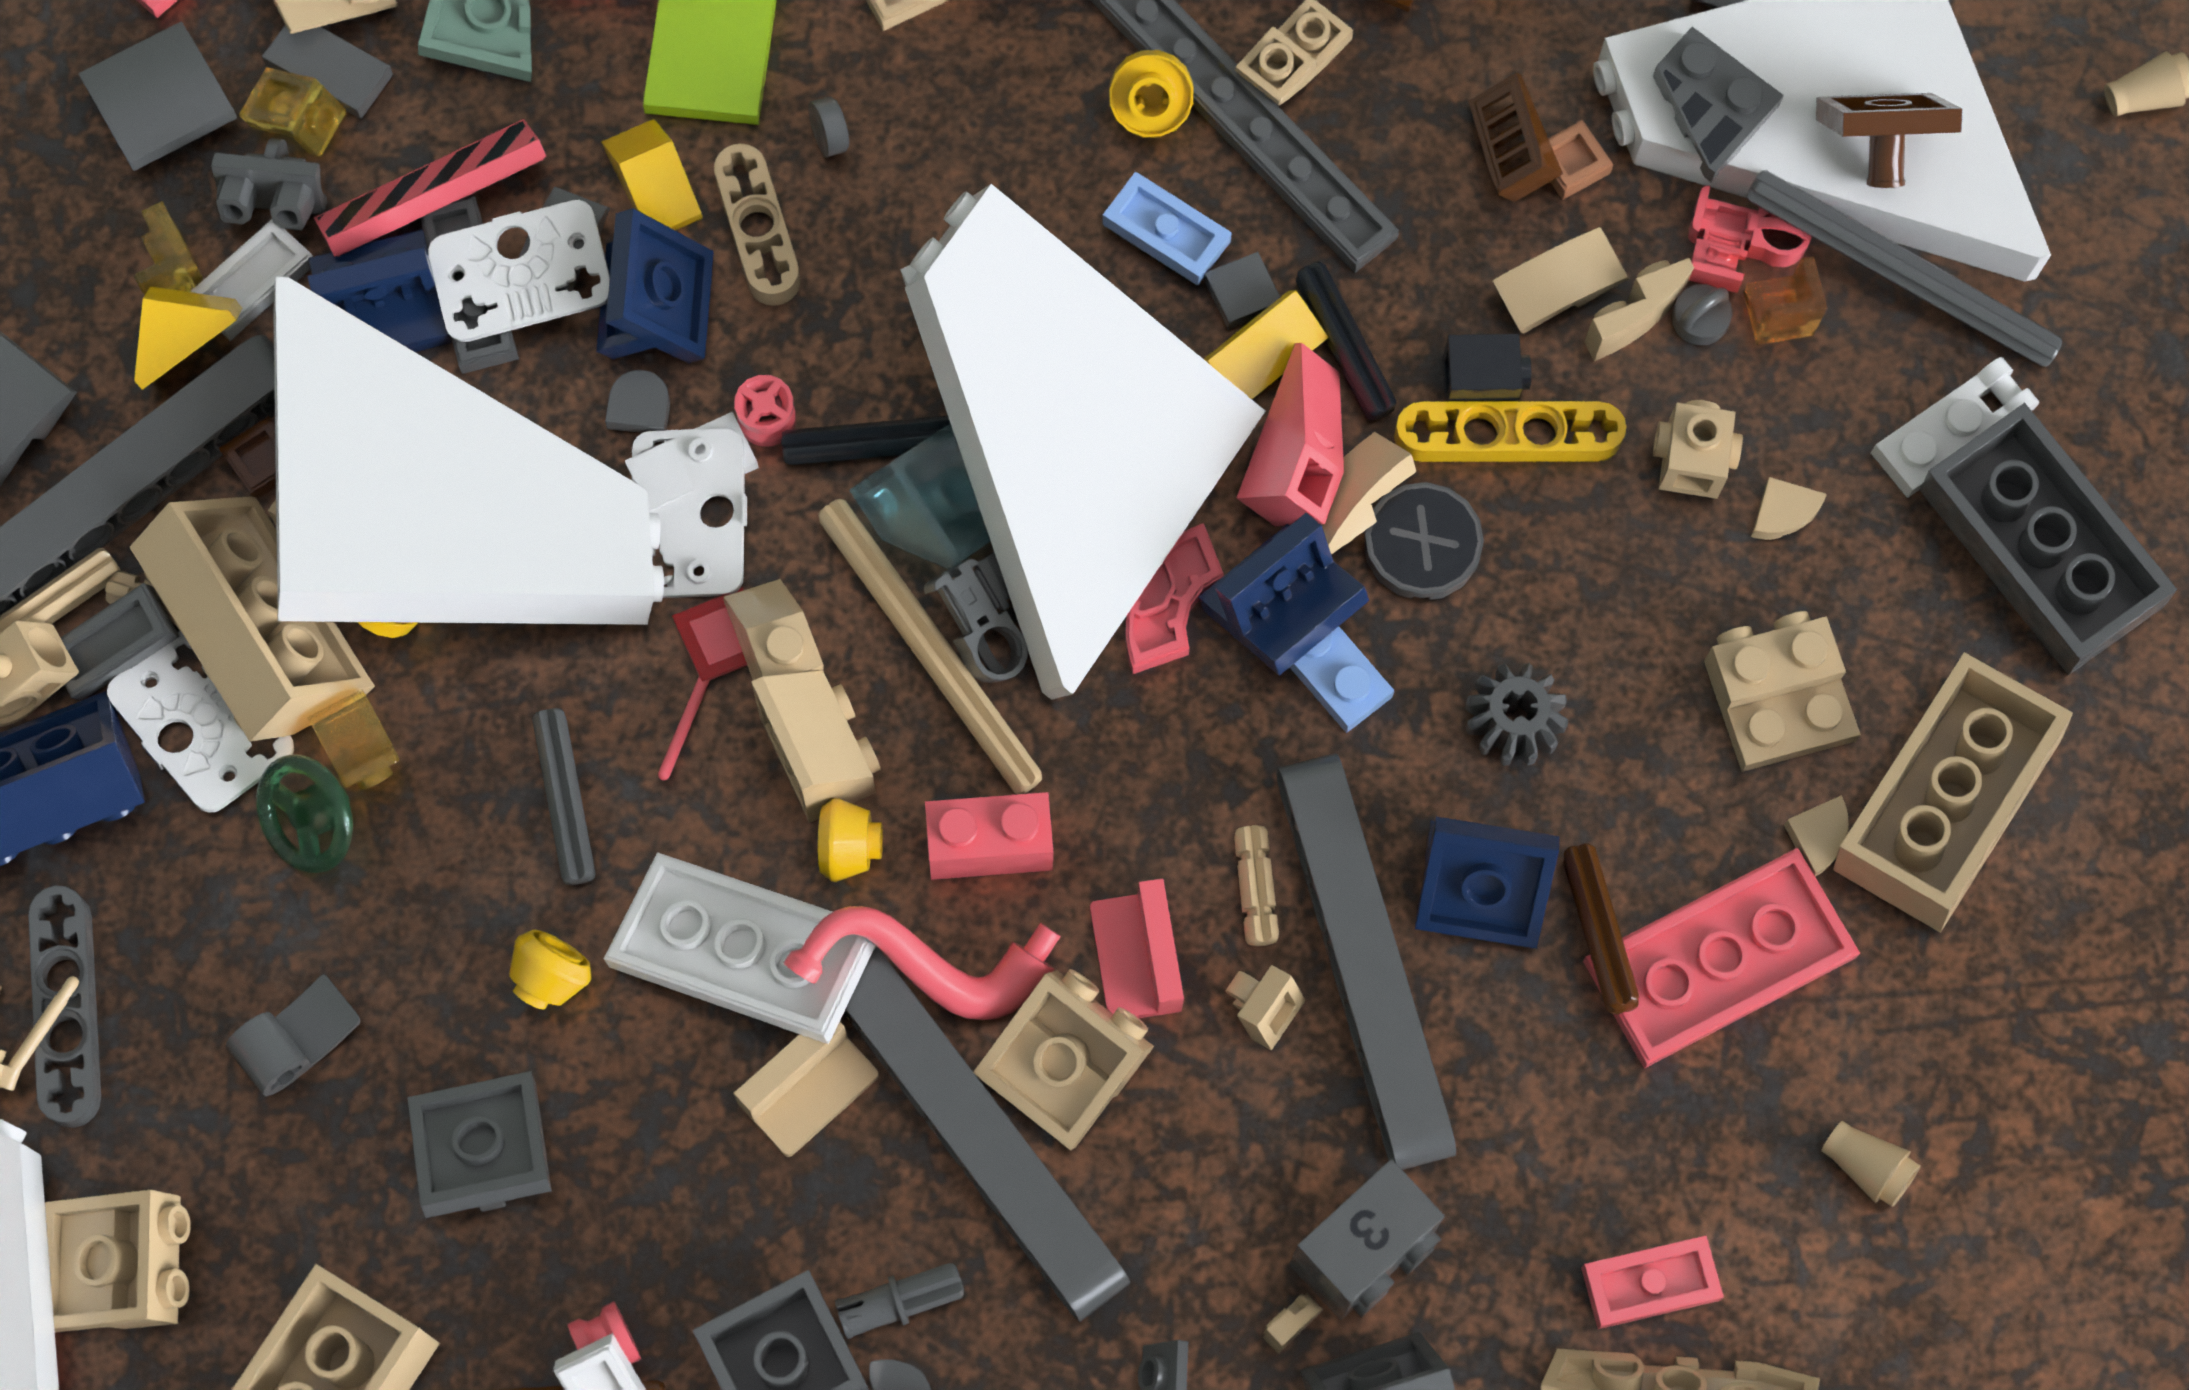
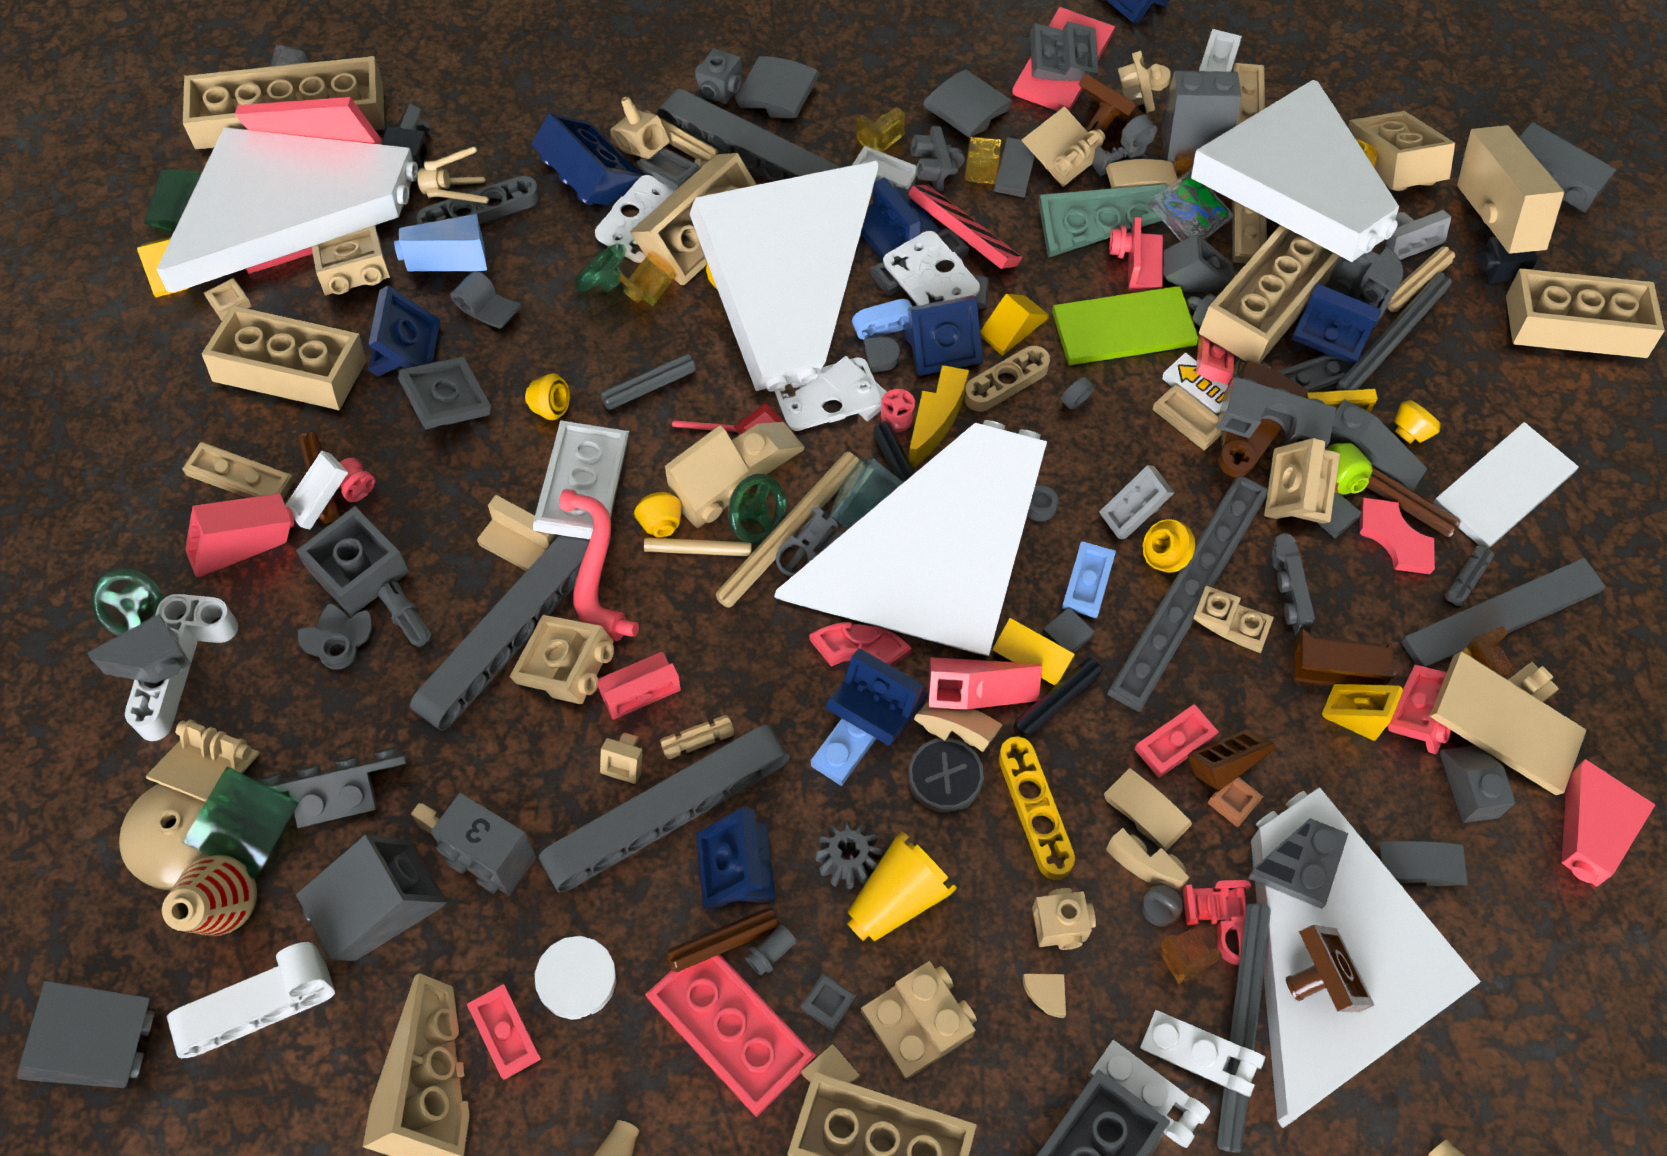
camera: 75 degrees right, 10 degrees down
(155, 1076) = (443, 245): none -> light blue slope
(176, 326) = (840, 137): yellow slope -> none
(329, 1199) = (401, 333): none -> dark blue bracket
(577, 376) = (881, 319): none -> light blue beam
(793, 349) = (937, 413): none -> yellow slope
(880, 689) = (754, 508): none -> clear green piece
(914, 799) = (697, 546): none -> tan piece
(989, 835) = (682, 584): coral brick -> none
(1068, 109) = (1136, 502): none -> light grey tile
(1466, 202) = (1176, 740): none -> coral plate
(1485, 368) = (1068, 778): black brick -> none
(1592, 1161) = (575, 977): none -> white tile
(1596, 658) = (898, 890): none -> yellow cone
(1628, 867) = (770, 950): none -> dark grey pin
(1721, 810) = (828, 1002): none -> dark grey tile
(1928, 336) = (1201, 1052): none -> white plate

